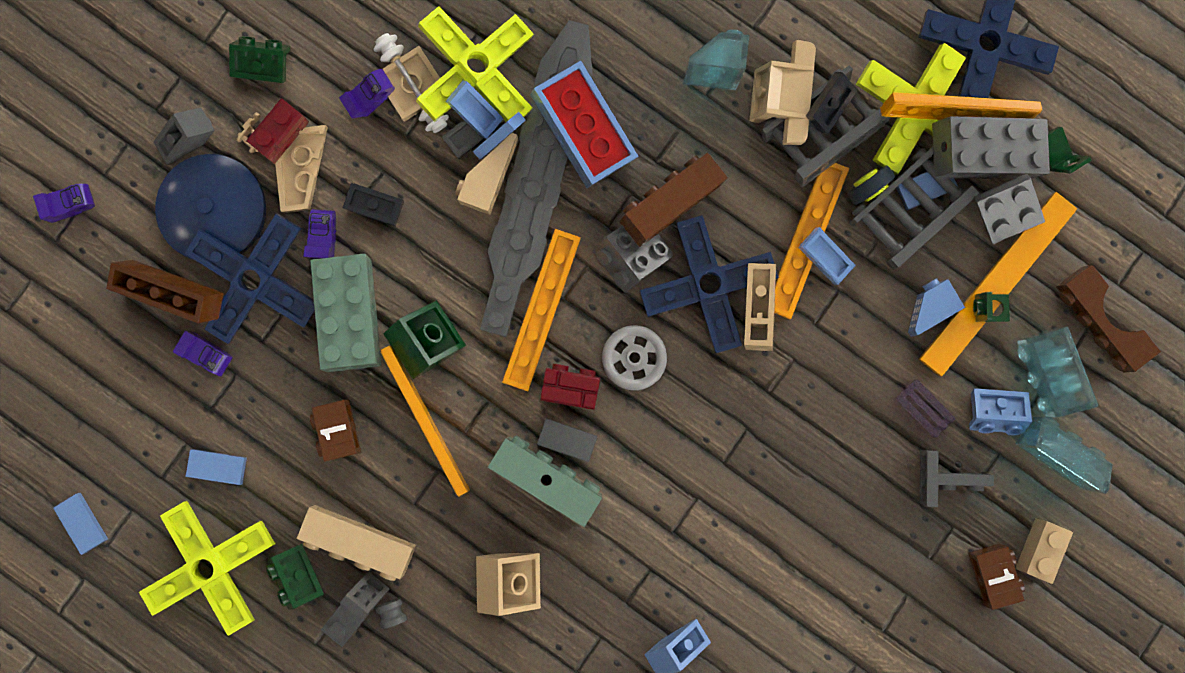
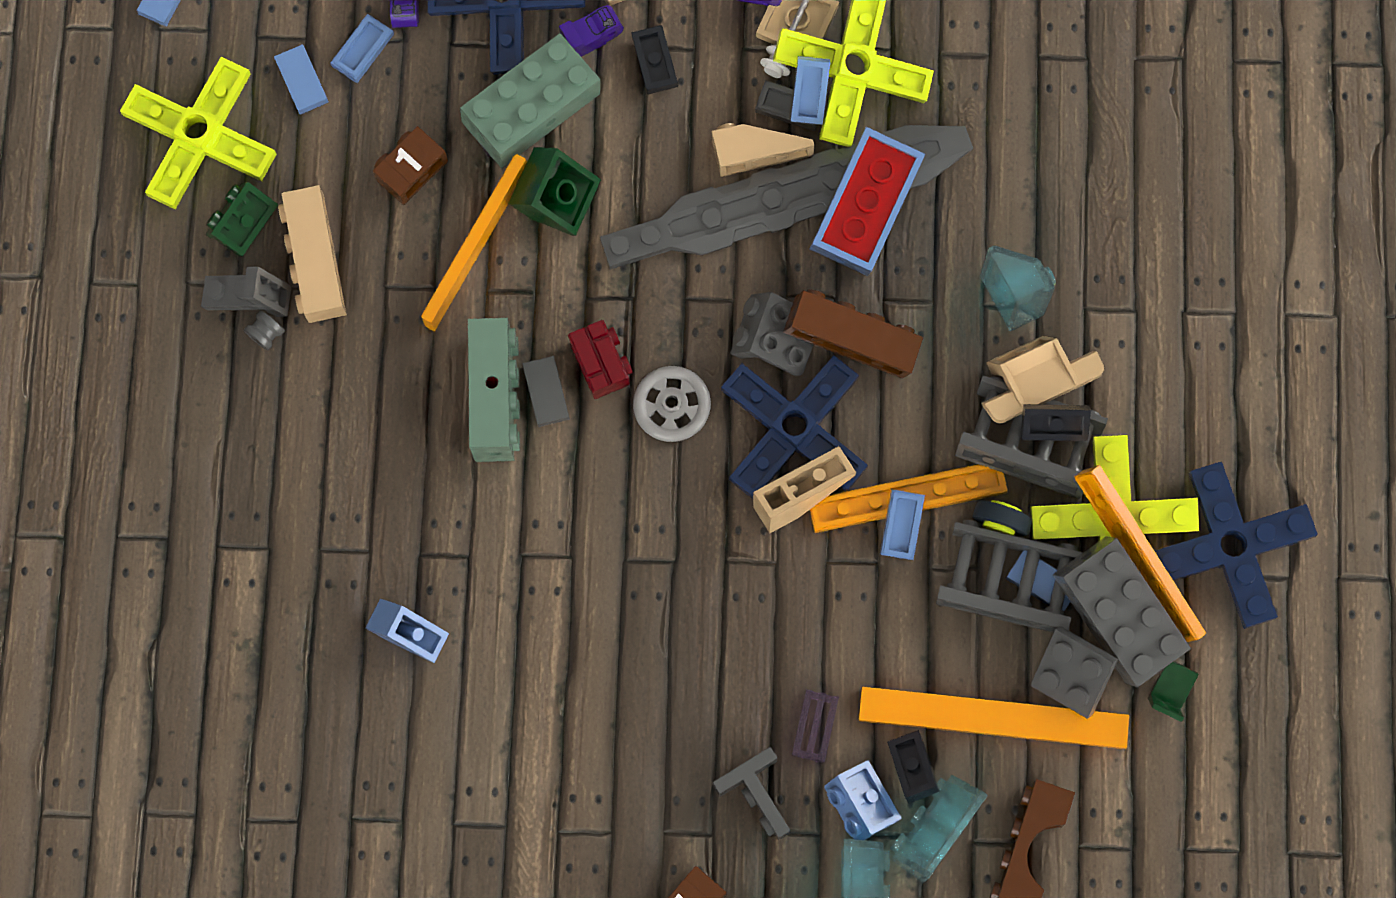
camera: 60 degrees right, 10 degrees down
(222, 407) = (362, 48): none -> medium blue tile
(499, 135) = (802, 129): medium blue tile -> none
(508, 583) = (367, 423): tan slope -> none
(541, 310) = (659, 284): light orange tile -> none
(934, 306) = (923, 664): medium blue slope -> none
(984, 307) = (958, 709): dark green bracket -> none
(1001, 361) = (913, 766): none -> black plate

